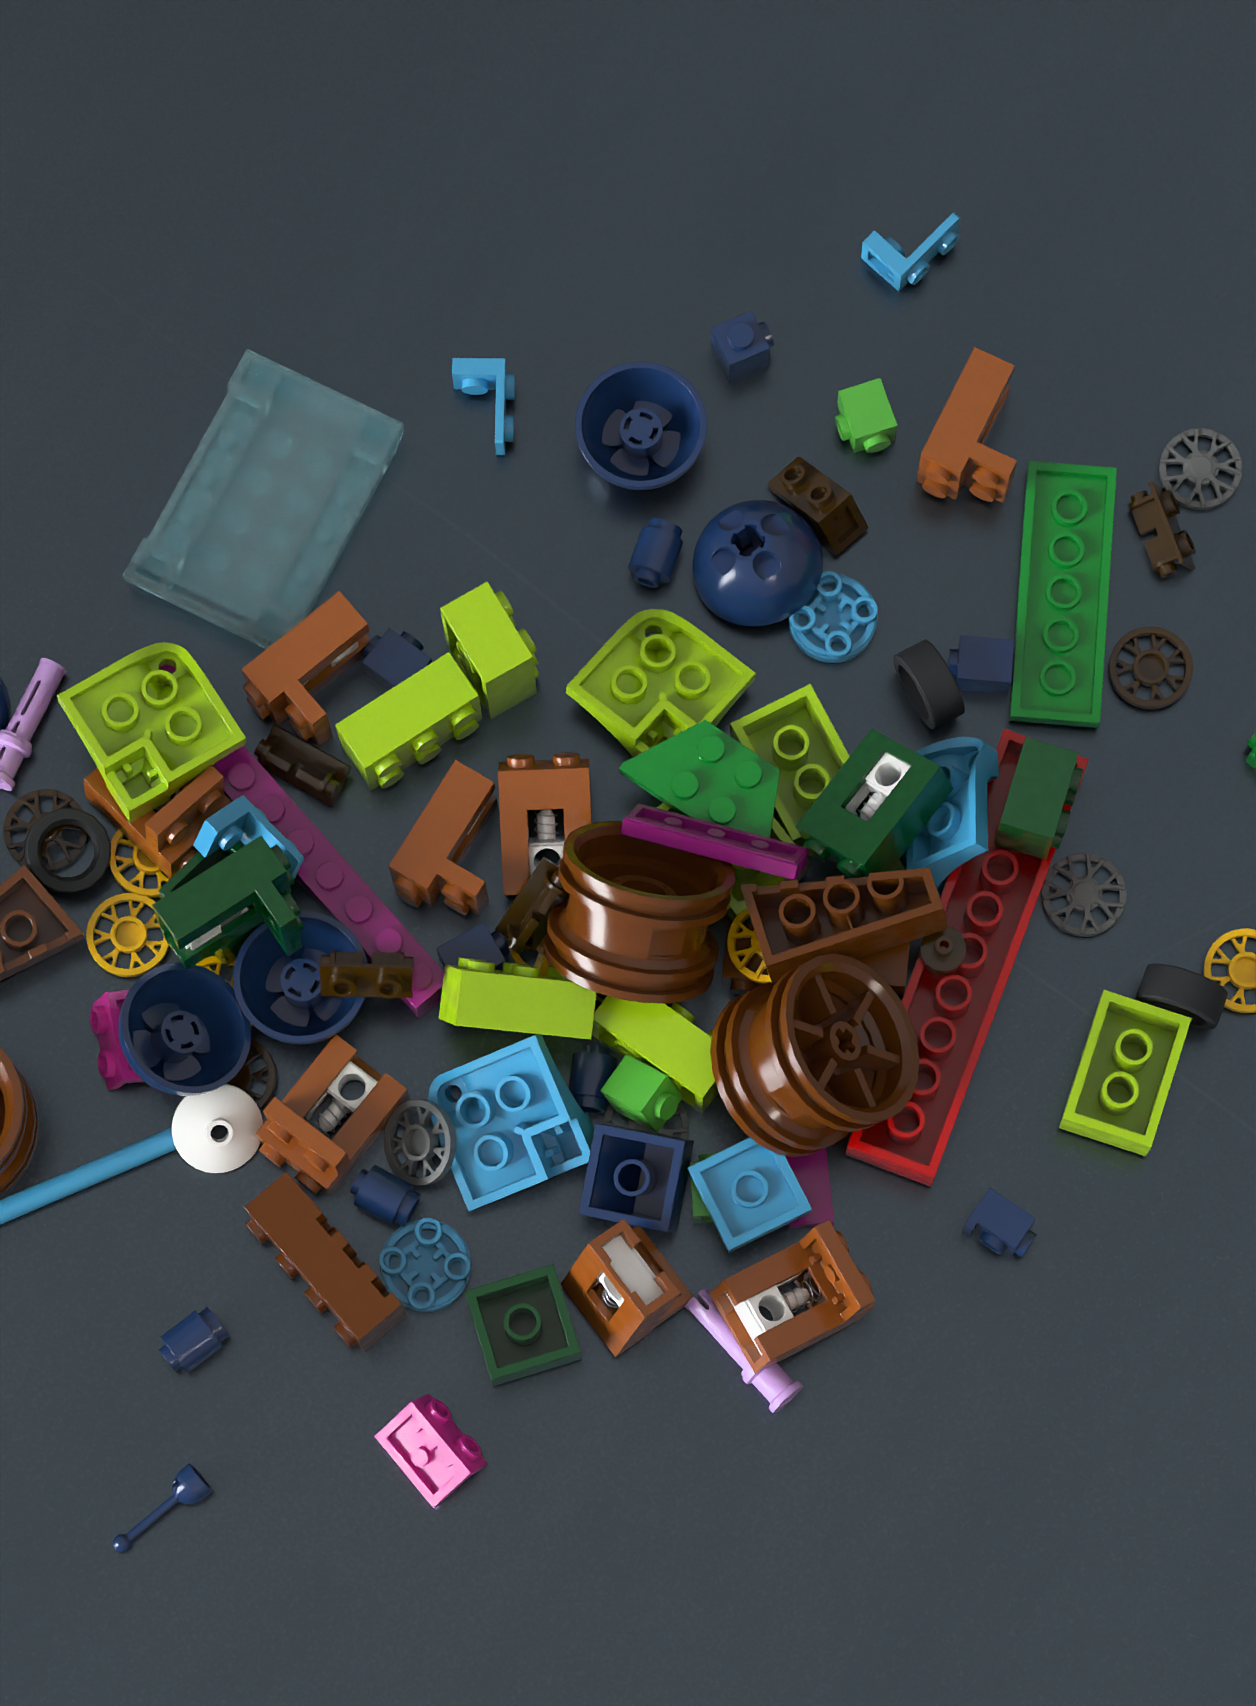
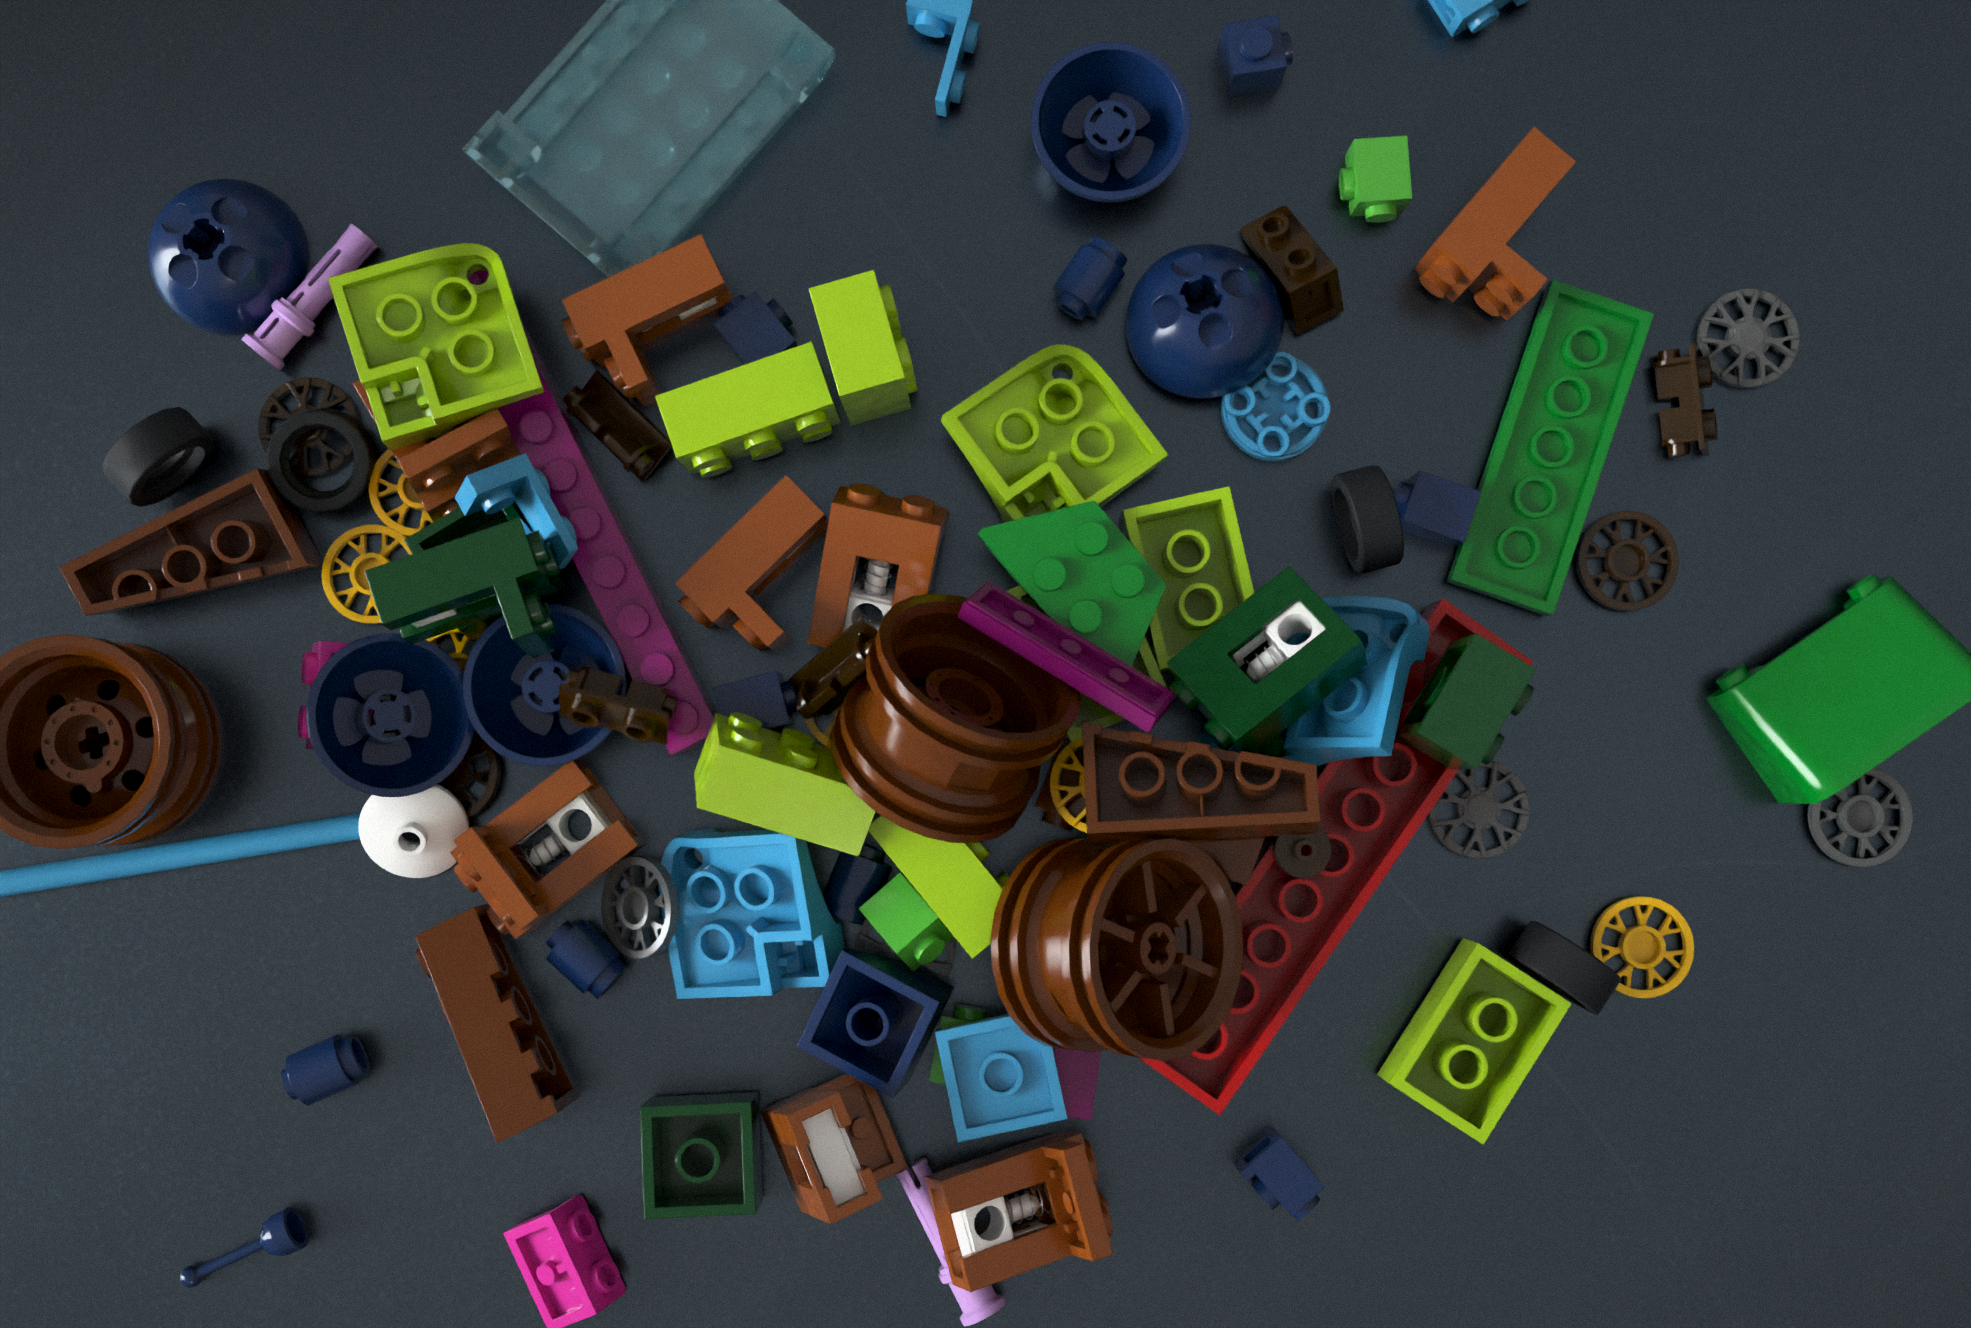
camera: 15 degrees right, 10 degrees up
(425, 1265) = (613, 1047): dark azure tile -> none

